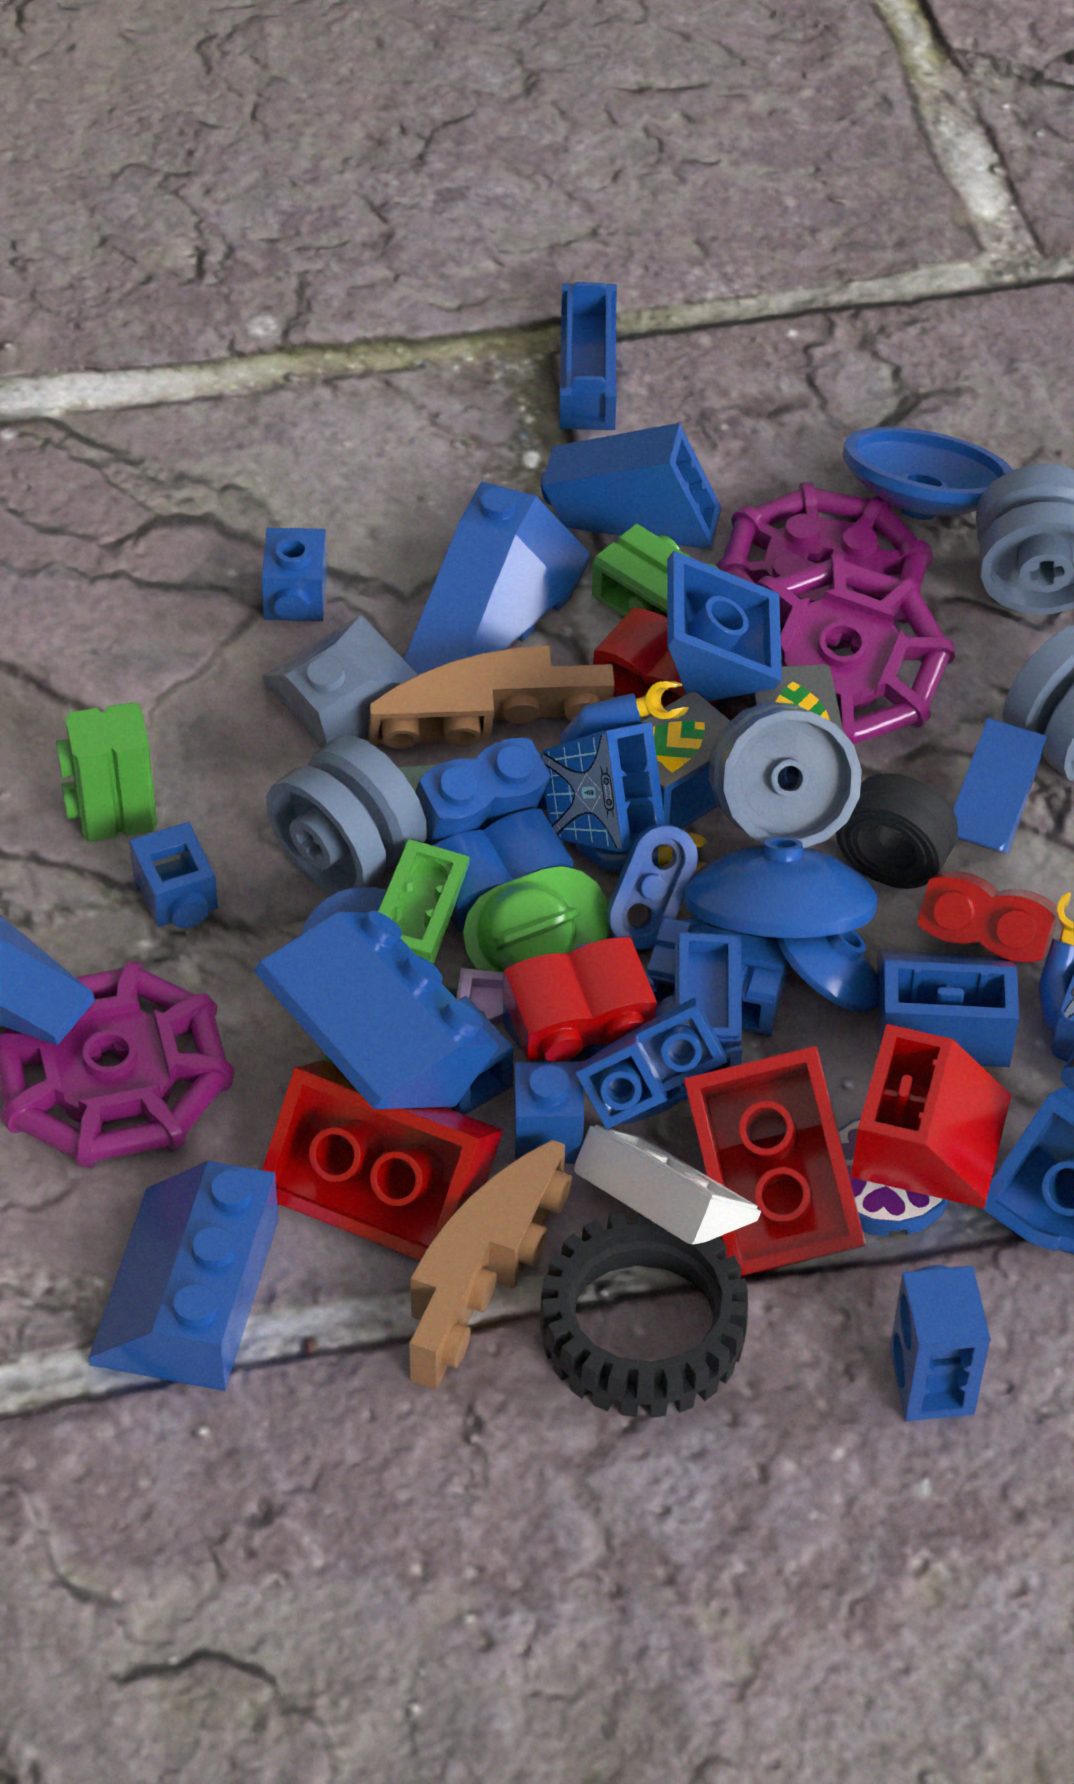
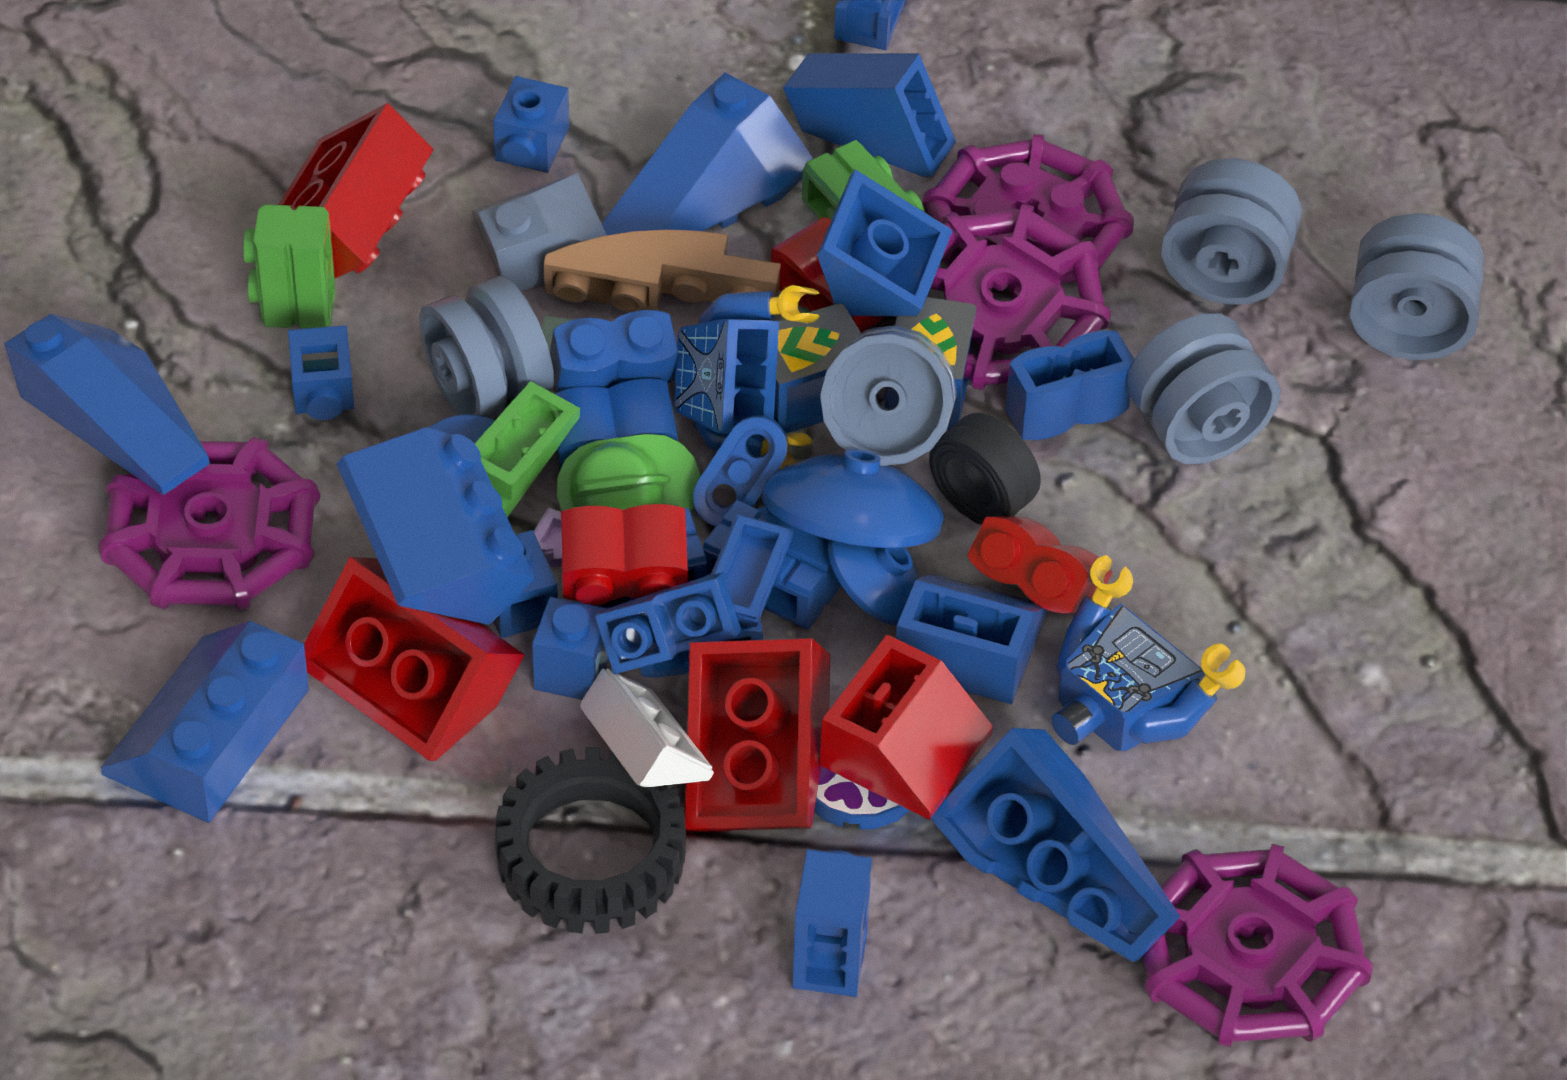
camera: 15 degrees right, 0 degrees up
(138, 654) = (361, 181): none -> red slope
(478, 1247) = (473, 745): medium nougat slope -> none
(922, 470) = (1146, 141): blue dish -> none
(942, 724) = (1068, 385): none -> blue brick
(998, 785) = (1095, 450): blue slope -> none

